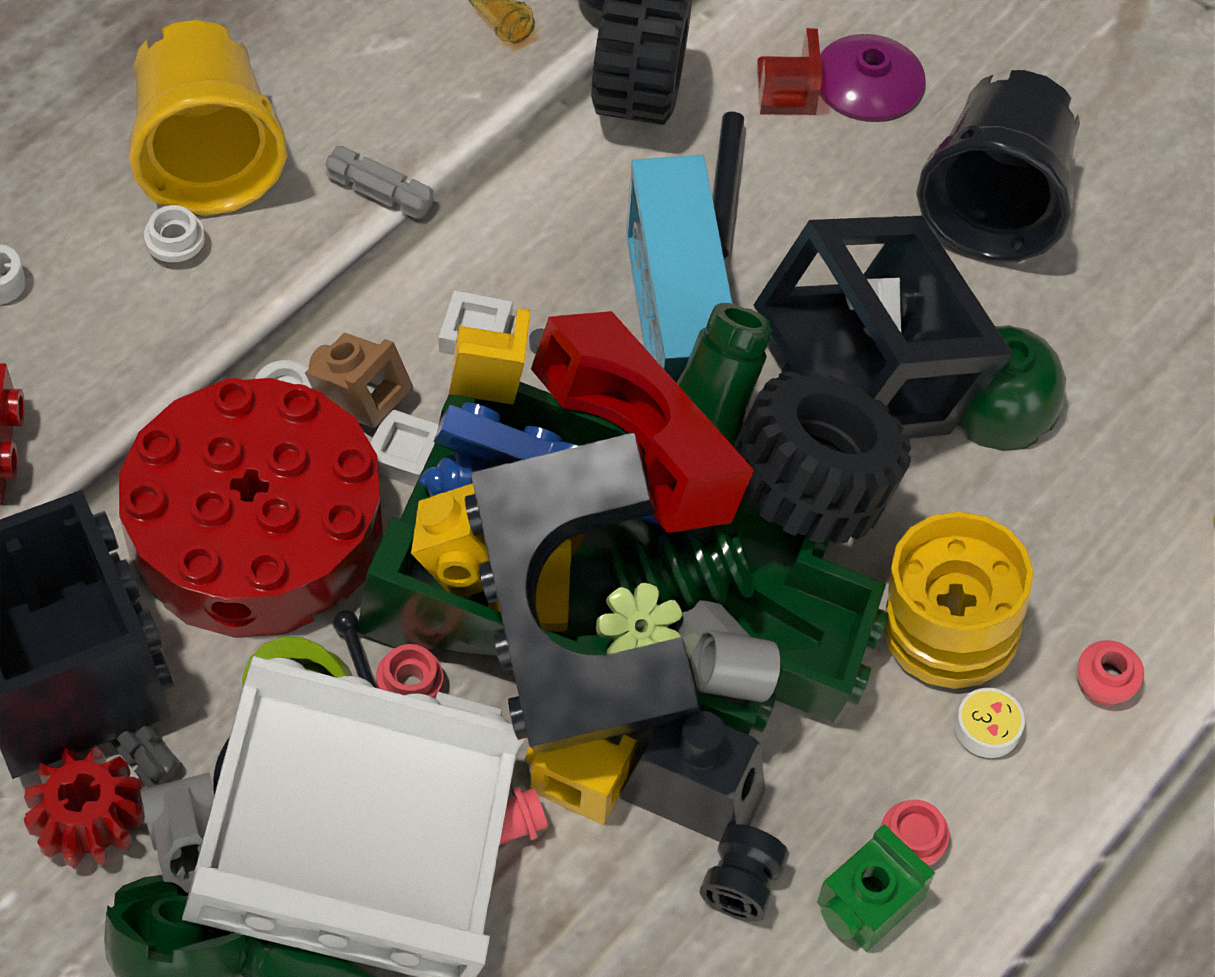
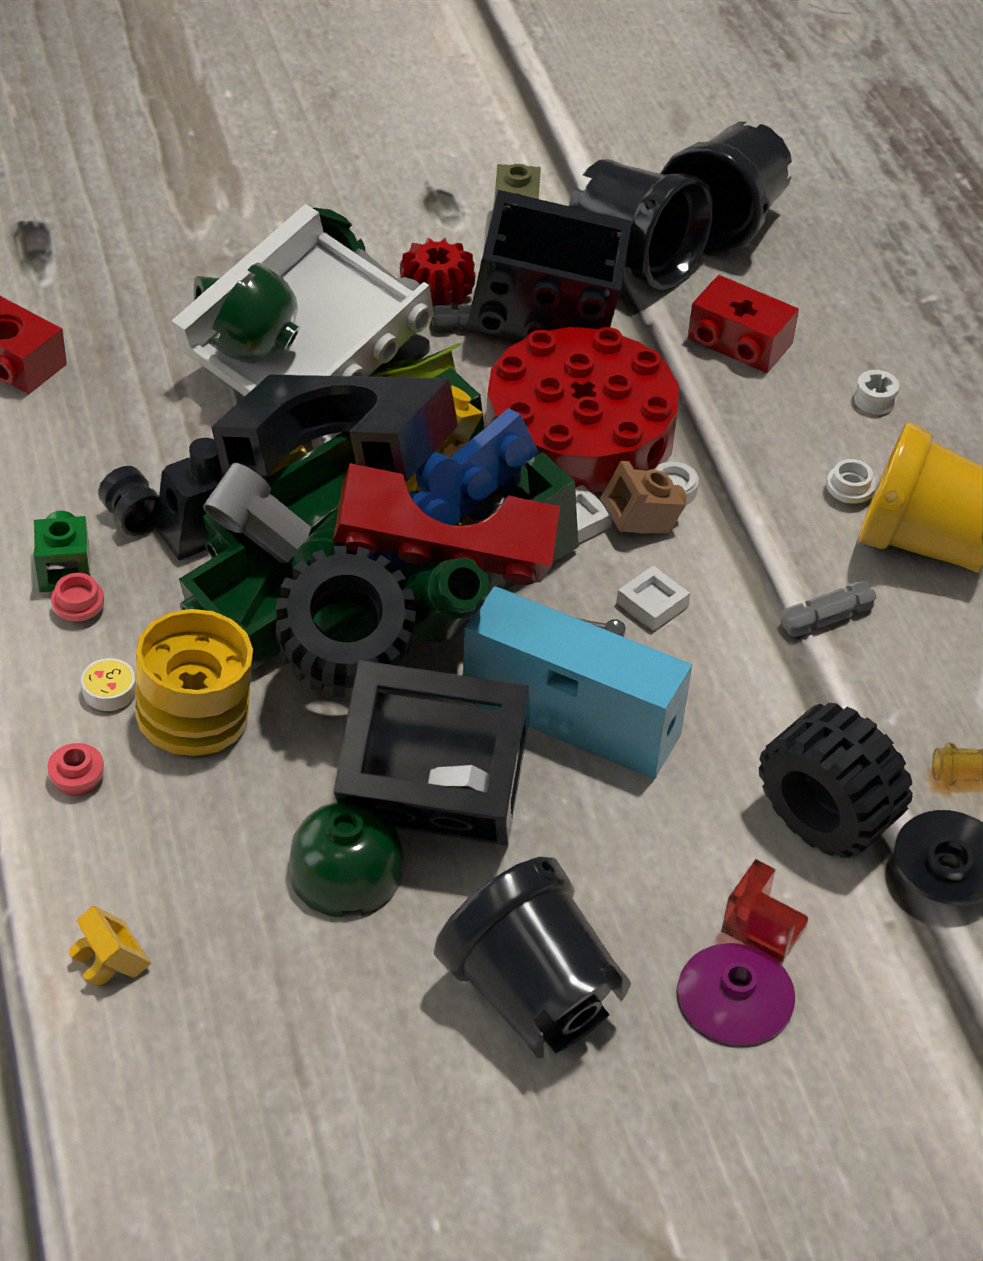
camera: 125 degrees right, 10 degrees down
(419, 856) = (257, 318): none -> dark green cylinder
(490, 362) = (550, 474): yellow panel -> none
(637, 618) = (317, 495): yellowish green plant -> none
(727, 175) = (683, 814): black bar -> none

